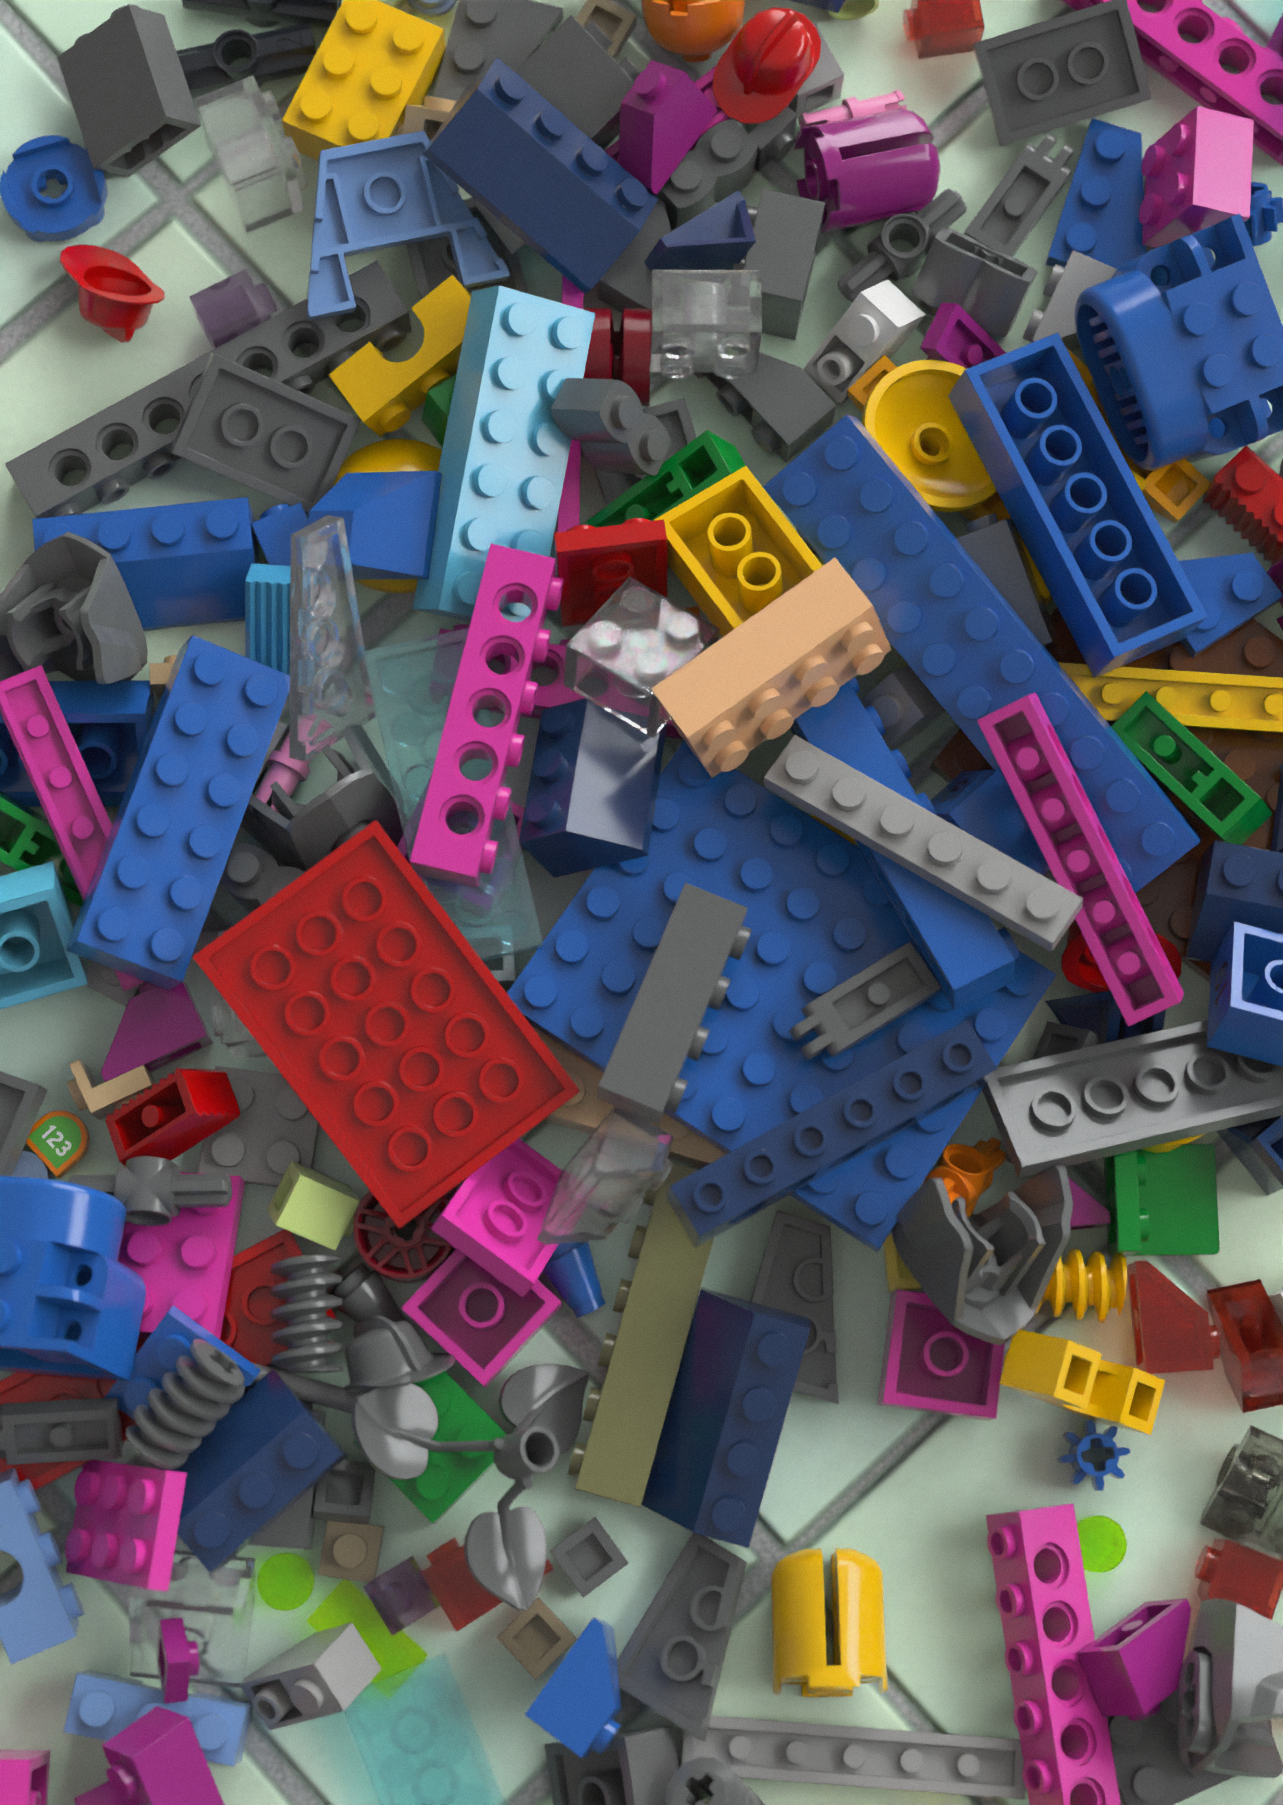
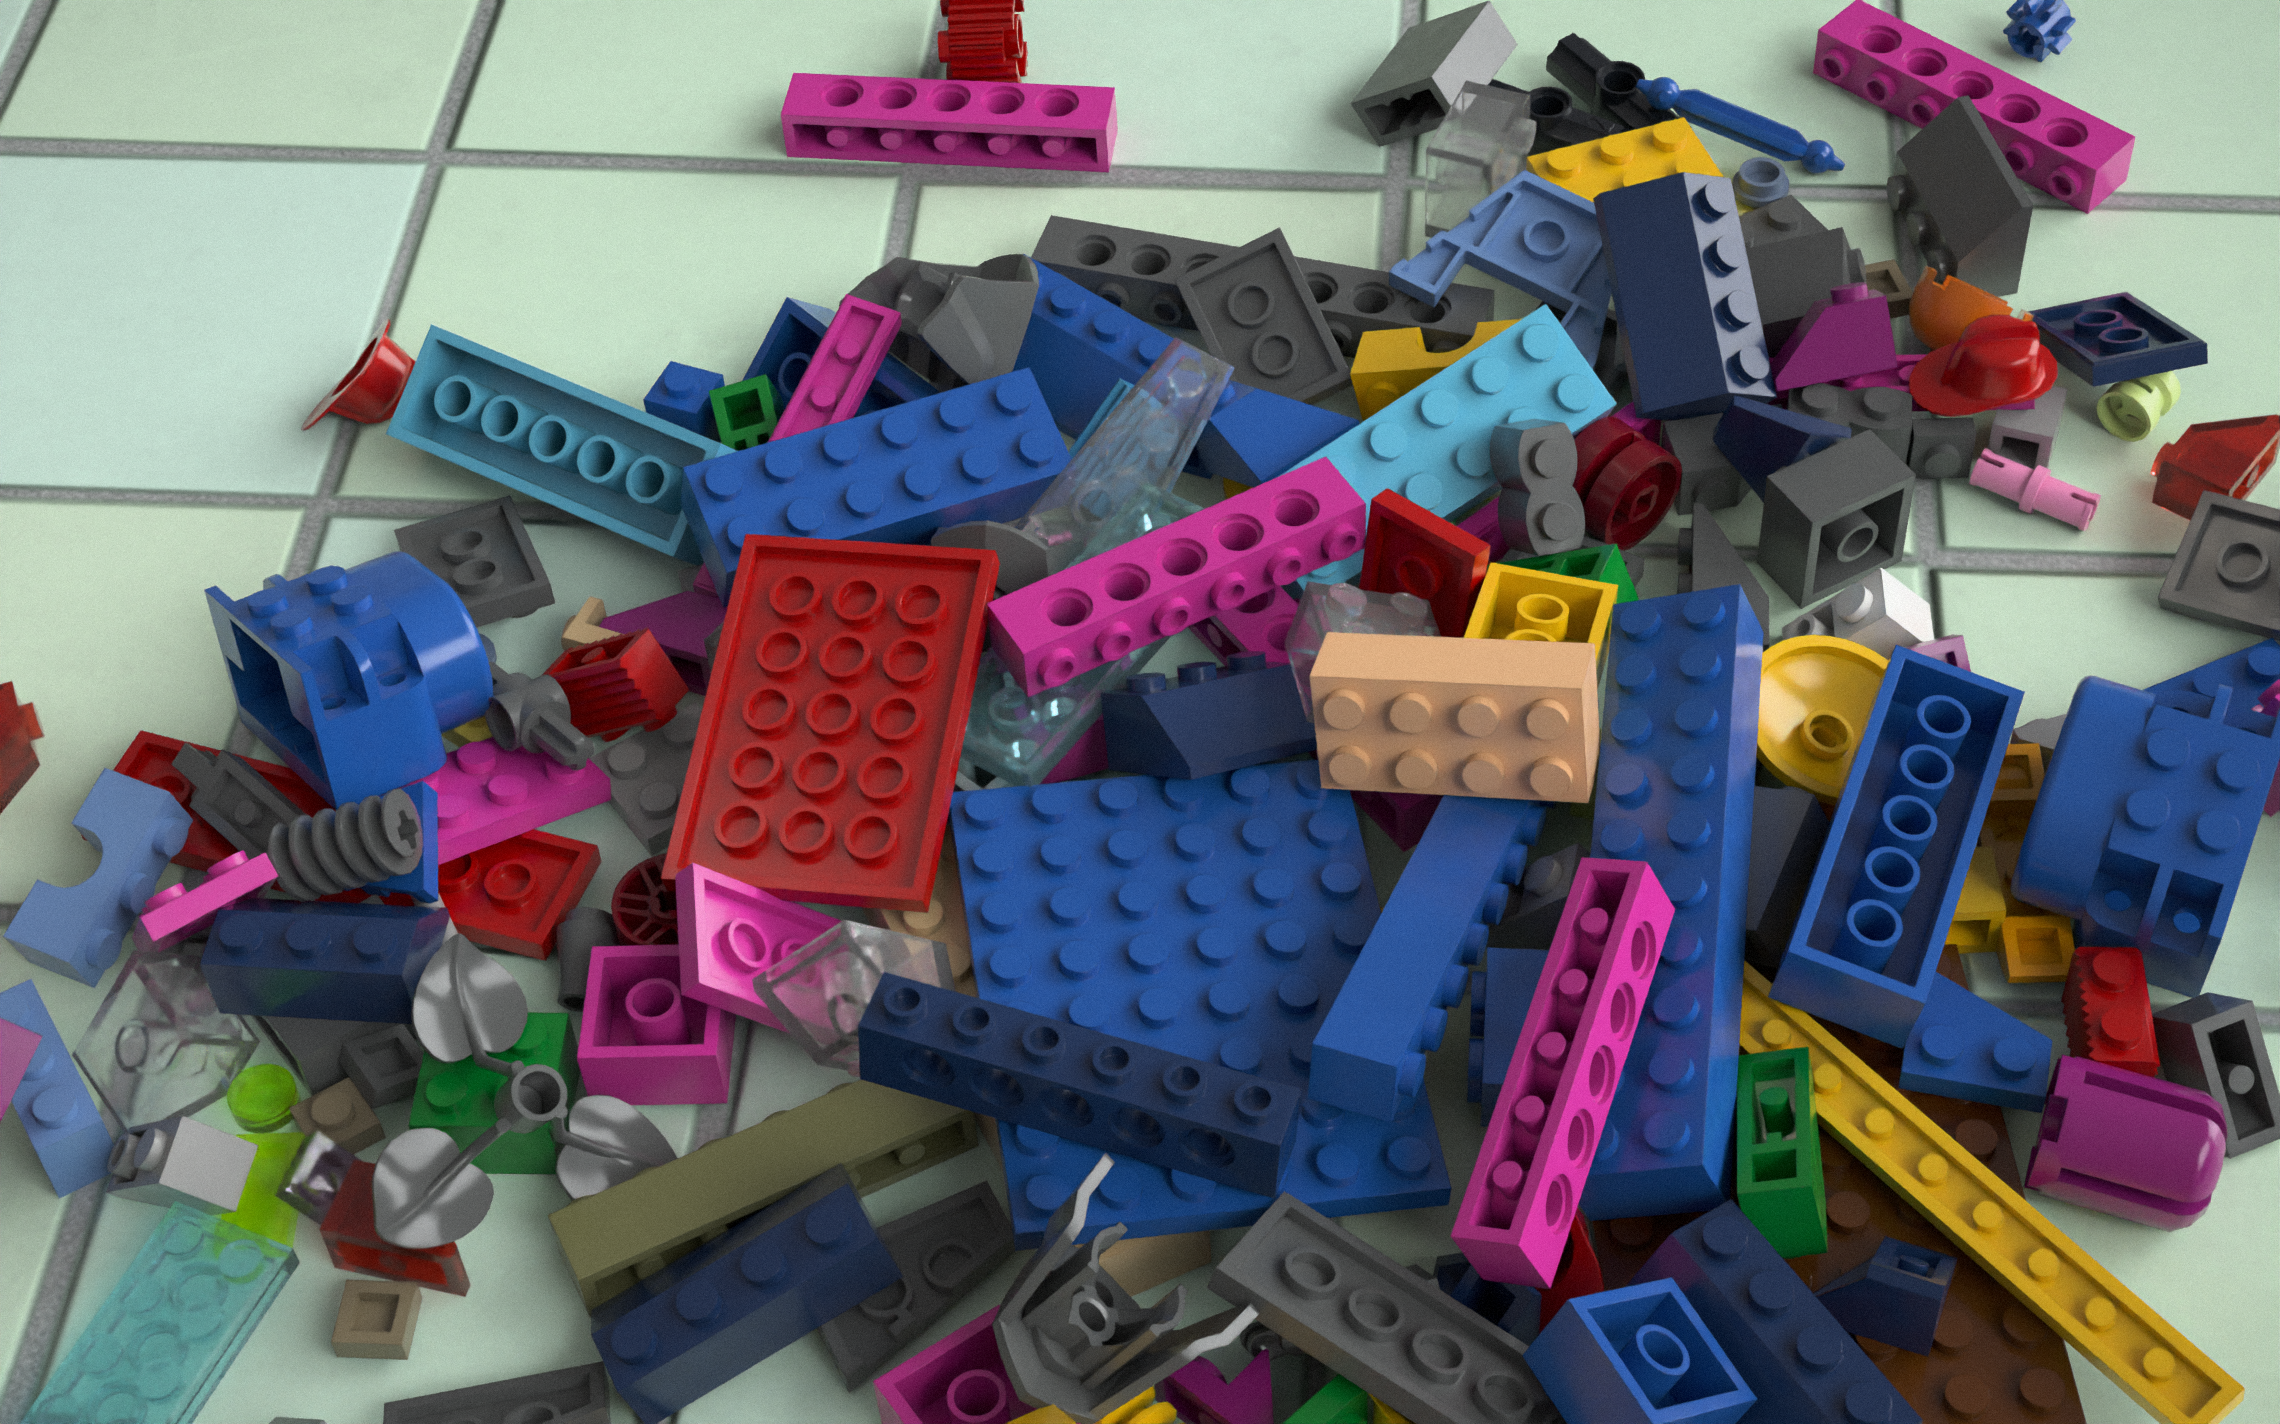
camera: 55 degrees right, 30 degrees down
(59, 1141) = (525, 652): tile -> none
(61, 217) = (1285, 111): blue plate -> none
(110, 289) = (1268, 184): red piece -> none
(175, 1660) = (102, 1031): magenta plate -> none
(232, 307) = (1345, 241): clear purple brick -> none
(306, 1314) = (522, 887): dark grey piece -> none
(314, 1206) = (626, 831): yellowish green brick -> none
(390, 1355) = (545, 971): dark grey piece -> none
(575, 1277) = (765, 1076): blue cone -> none
(583, 1694) = (351, 1353): blue slope -> none
(589, 1557) = (497, 1300): dark grey plate -> none
(672, 1004) = (1071, 886): dark grey brick -> none
(705, 322) = (1707, 477): clear brick -> none
(866, 1002) = (1230, 1030): dark grey hinge -> none
(869, 167) = (2001, 517): magenta cylinder -> none
(917, 229) = (1979, 598): dark grey axle -> none
(923, 843) = (1432, 939): light grey plate -> none
(968, 1170) = (1153, 1266): orange axle -> none
(976, 278) = (2014, 648): dark grey brick -> none
(1021, 197) = (2132, 645): dark grey hinge -> none

